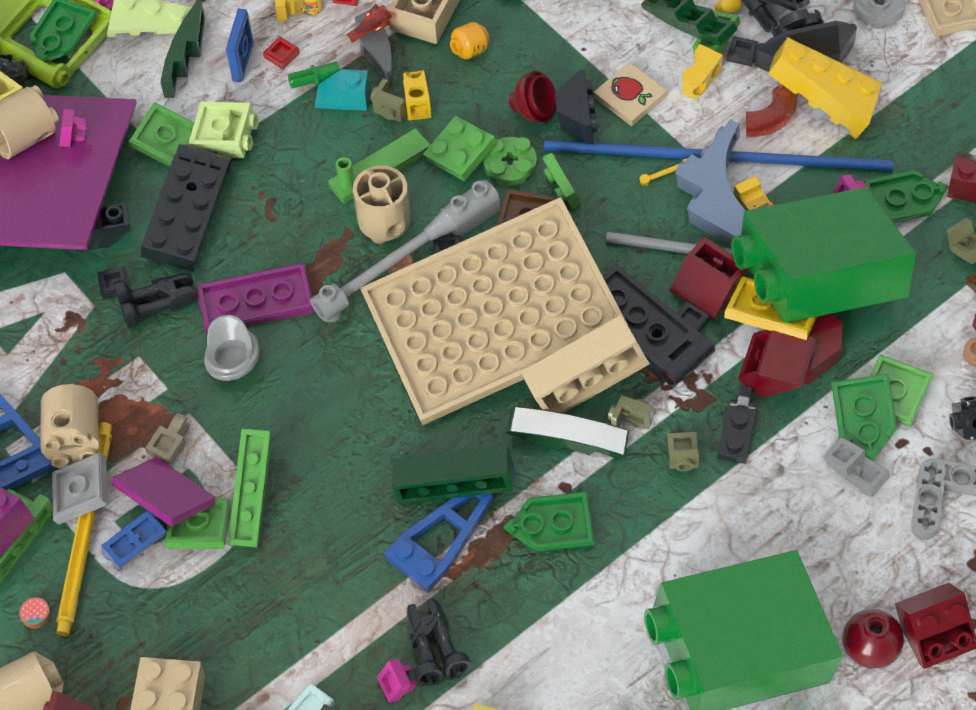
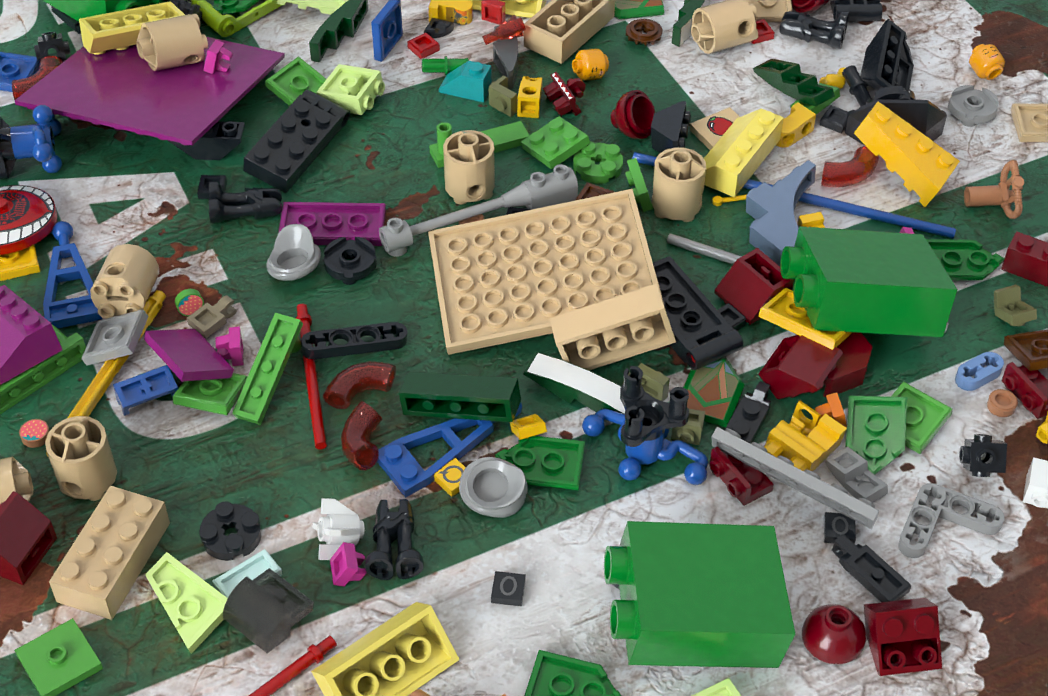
camera: 10 degrees right, 10 degrees down
(100, 633) = (81, 457): none -> tan cylinder
(140, 428) = (188, 301): none -> tile
(201, 469) = (231, 346): none -> dark pink tile
(264, 422) = (312, 383): none -> red bar
(280, 684) = (225, 517): none -> black plate
(290, 26) = (439, 28): none -> black tile
(291, 352) = (349, 270): none -> black plate
(321, 429) = (353, 337): none -> black beam
(341, 477) = (357, 379): none -> clear red cylinder
(362, 542) = (357, 434): none -> clear red cylinder
(377, 646) = (337, 527): none -> white brick
(458, 93) = (569, 92): none -> dark red hips
(469, 560) = (449, 476): none -> yellow tile
(512, 564) = (493, 487): none -> light grey piece
(528, 489) = (528, 426): none -> yellow tile
(557, 666) = (508, 588): none -> black tile
(604, 176) = (678, 184): none -> tan cylinder
(645, 468) = (647, 426): none -> wheel
(653, 119) = (742, 150): none -> light yellow slope
(696, 406) = (714, 390): none -> tile
(745, 490) = (741, 479): none -> dark red bracket
(793, 452) = (805, 440): none -> yellow hips
(811, 489) = (803, 481): none -> light grey plate
(818, 405) = (833, 409): none -> orange tile
(853, 526) = (837, 524): none -> black tile
(892, 565) = (870, 570): none -> black hinge
(928, 109) = (999, 193): none -> nougat piece
(944, 317) = (976, 367): none -> medium blue beam

